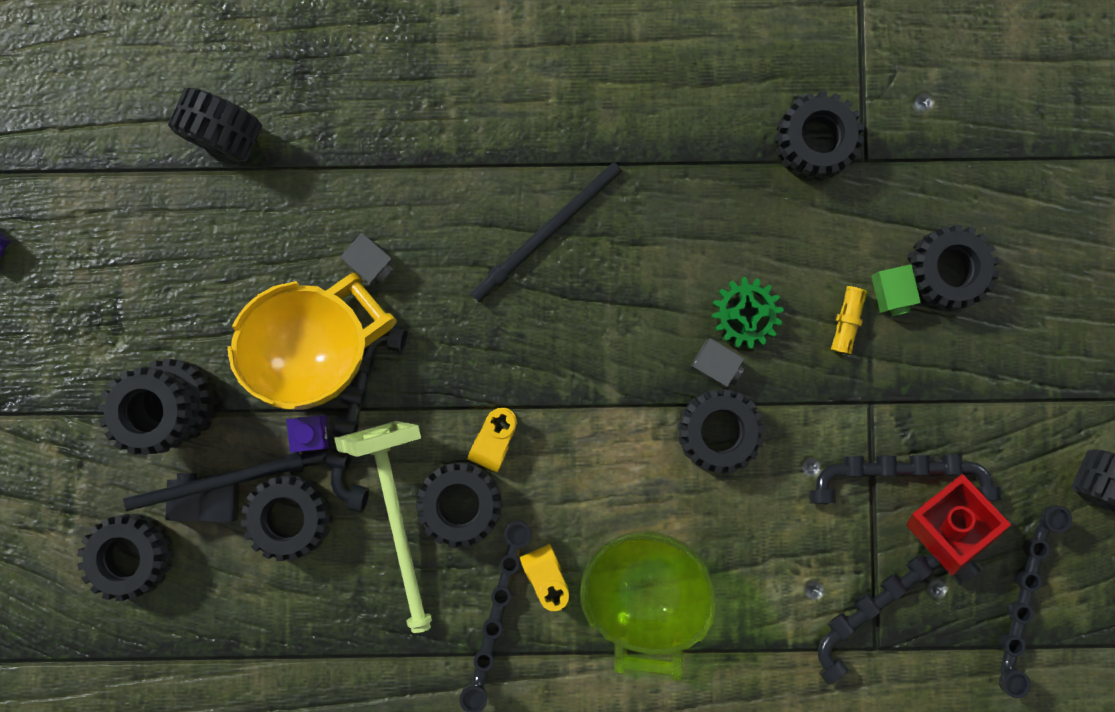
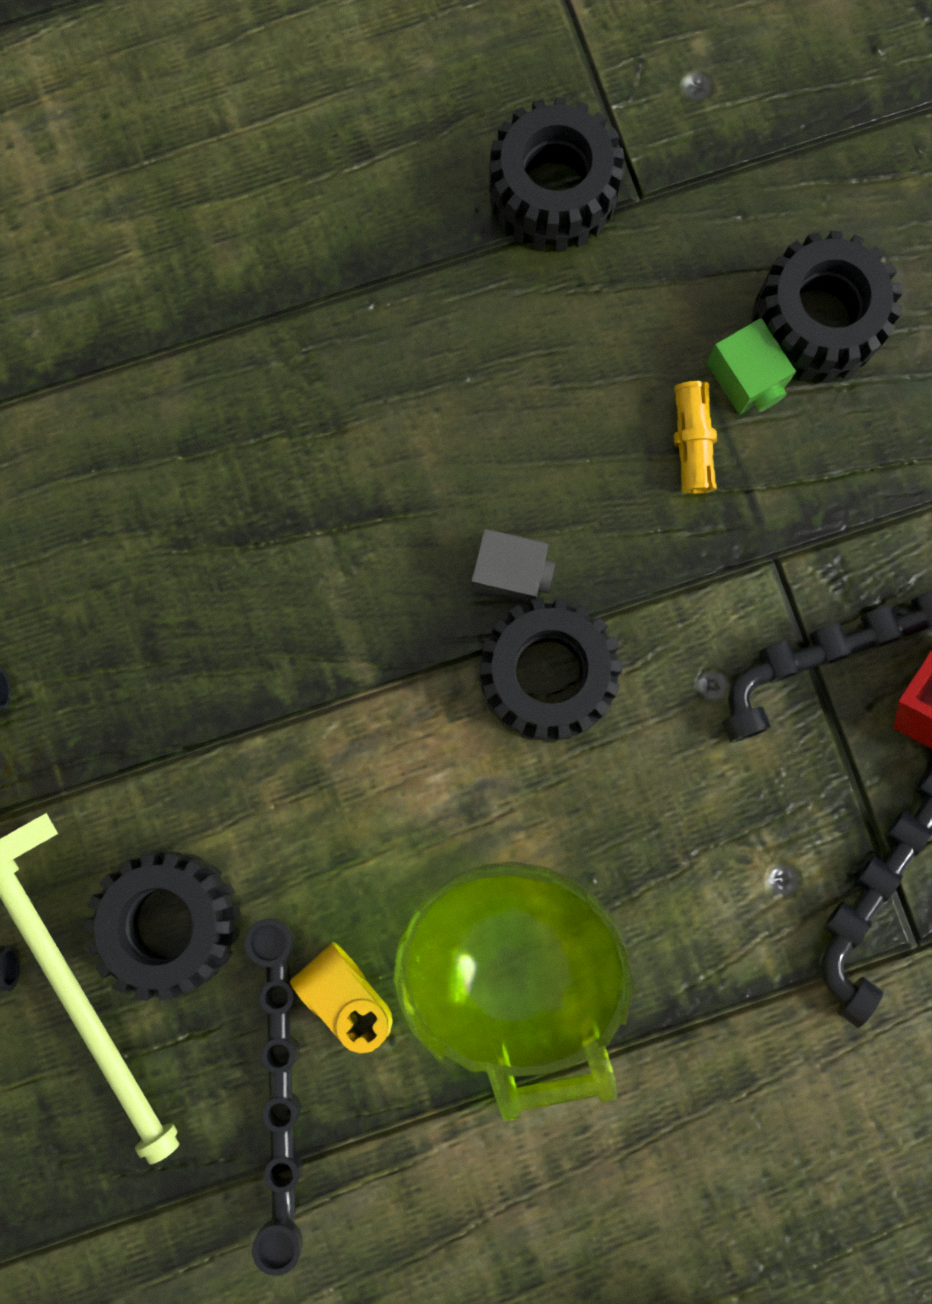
camera: 15 degrees left, 5 degrees down
(490, 444) = (191, 806): yellow piece -> none
(499, 274) = (126, 539): black bar -> none
(749, 327) = (552, 465): green gear -> none

